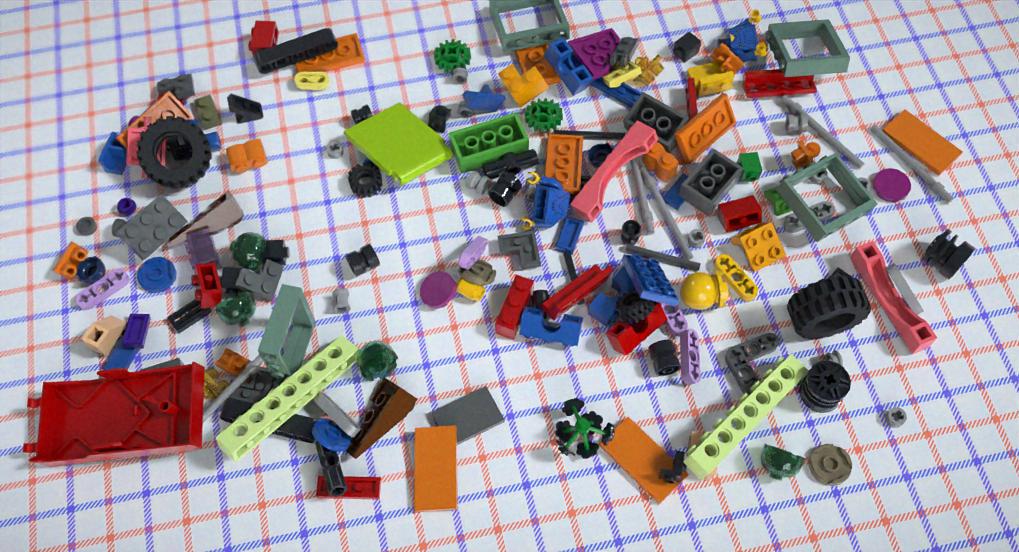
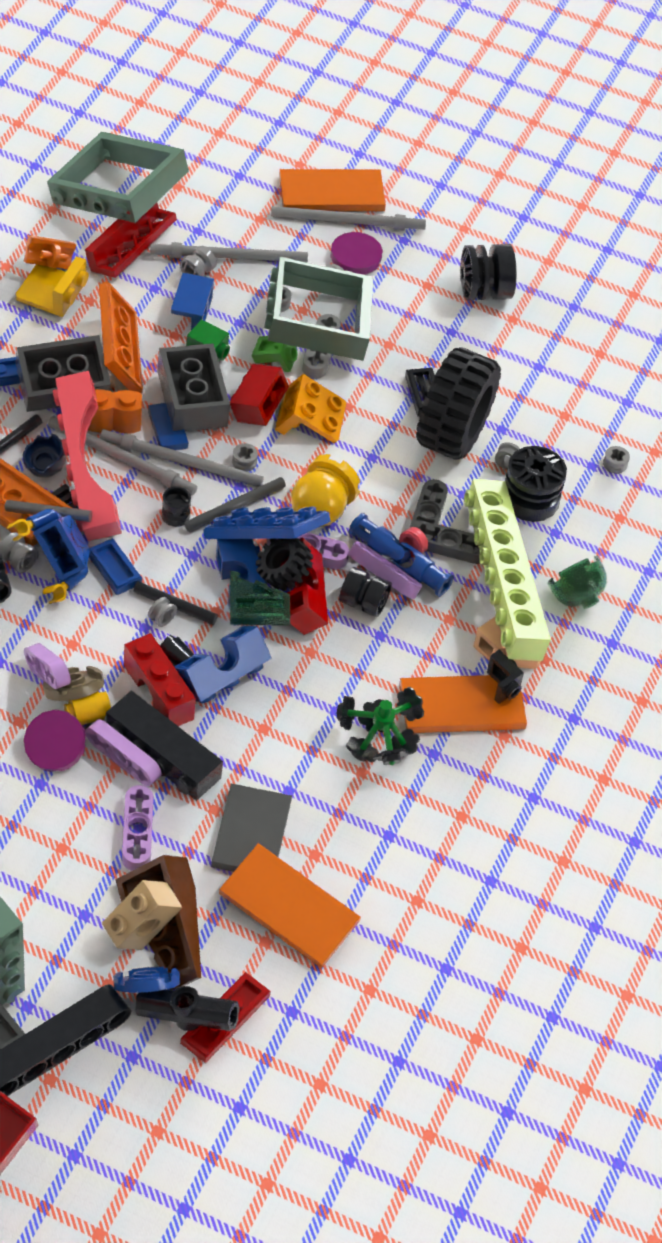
camera: 60 degrees left, 10 degrees down
(286, 406) = (54, 992): yellowish green brick -> none
(337, 414) = (119, 960): light grey beam -> none
(363, 404) = (142, 915): none -> tan brick
(376, 360) = (87, 867): clear green cylinder -> none
(423, 356) = (144, 817): none -> lavender beam
(459, 324) = (123, 752): none -> lavender beam
(479, 339) = (177, 753): none -> black brick
(522, 243) = (83, 615): dark grey plate -> none
(560, 276) = (162, 611): none -> light grey bush
(565, 182) = (33, 508): none -> flat silver bar
(576, 291) = (203, 607): red fence -> none
(598, 312) = (257, 603): none -> clear green wing
(691, 98) = (61, 322): red tile -> none
(709, 354) = (387, 544): none -> blue piece
(722, 356) = (415, 538): none -> coral tile
(734, 268) = (309, 452): yellow beam -> none
(743, 39) = (39, 217): torso -> none
(769, 139) = (193, 297): none -> blue panel
(804, 154) = (248, 286): orange hips -> none
(830, 464) = (617, 550): dark tan tile -> none
(904, 289) = (491, 336): light grey beam -> none
(912, 328) = (538, 367): coral arch -> none

